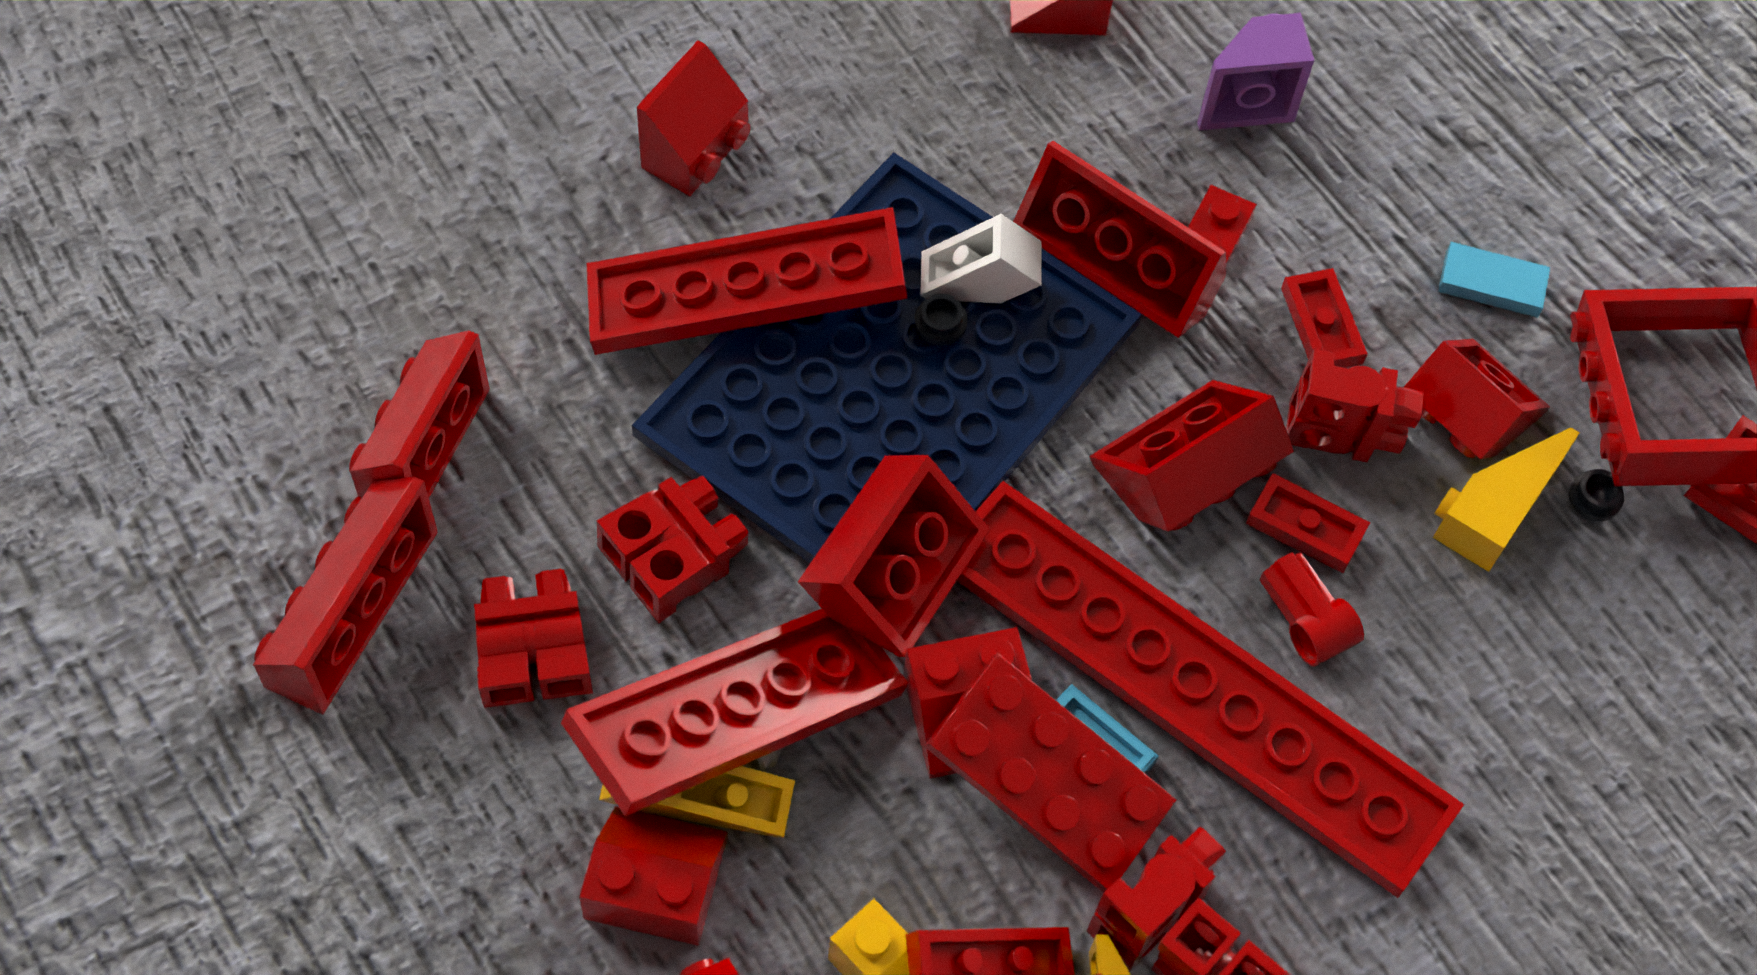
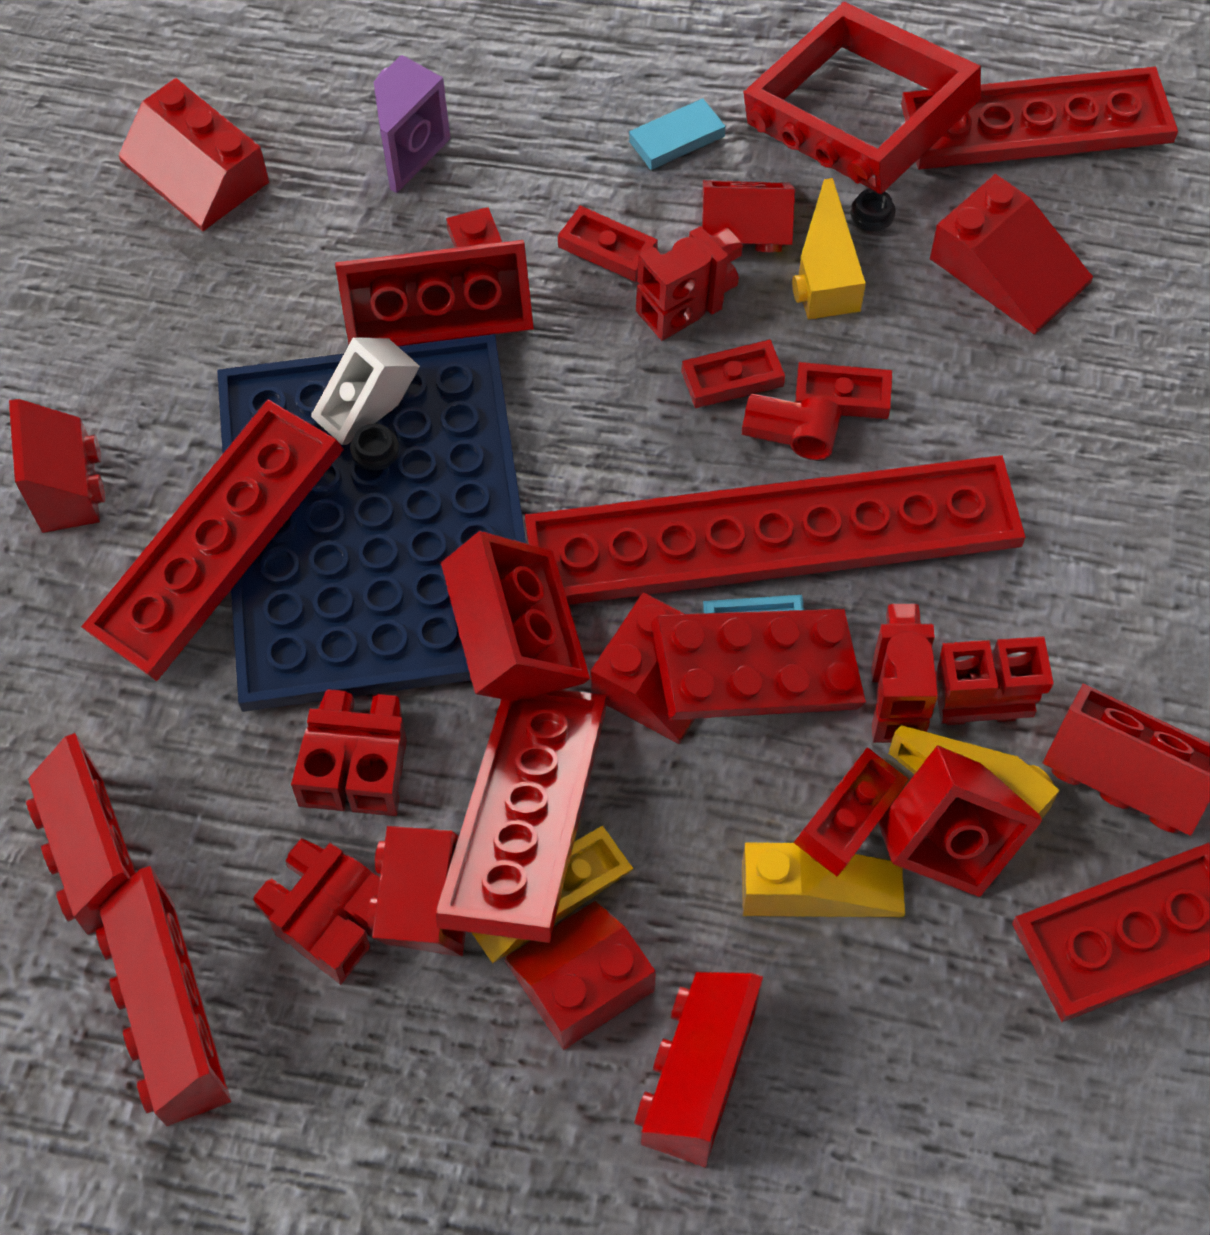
camera: 40 degrees left, 0 degrees up
(591, 666) = (412, 877): none -> red slope
(1194, 453) = (620, 391): red slope -> none
(1392, 623) = (854, 389): none -> red plate
(1679, 643) = (1009, 254): none -> red slope

